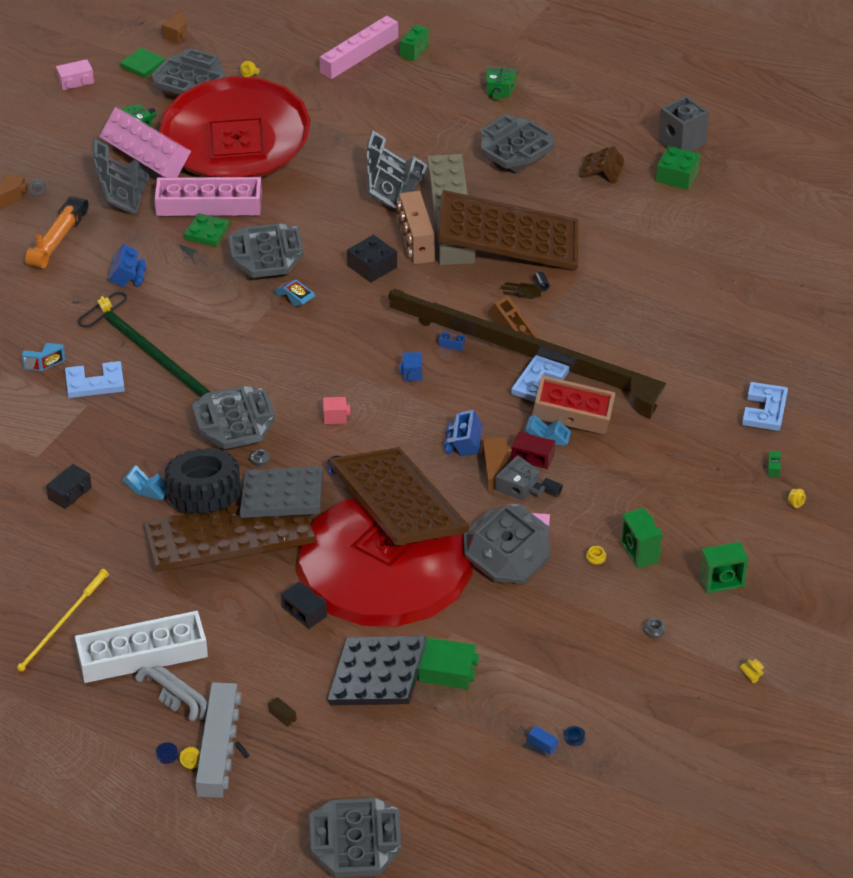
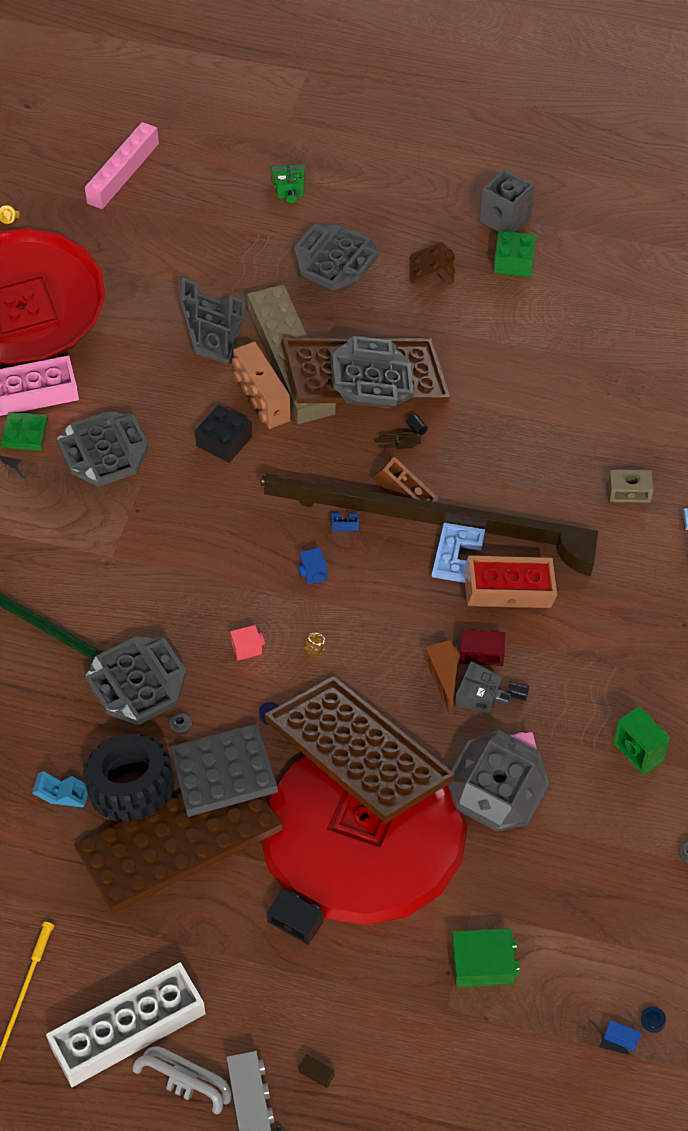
camera: 15 degrees left, 10 degrees up
(296, 292) = (152, 494): slope -> none
(377, 670) = (409, 989): black plate -> none
(391, 421) = (314, 644): none -> clear yellow piece
(414, 42) = (181, 148): green brick -> none
(464, 434) = (404, 644): blue brick -> none
(508, 228) = (371, 373): none -> dark grey piece
(554, 431) = (495, 618): dark azure slope -> none
(596, 555) = (596, 765): yellow plate -> none
(710, 357) = (630, 485): none -> dark tan brick

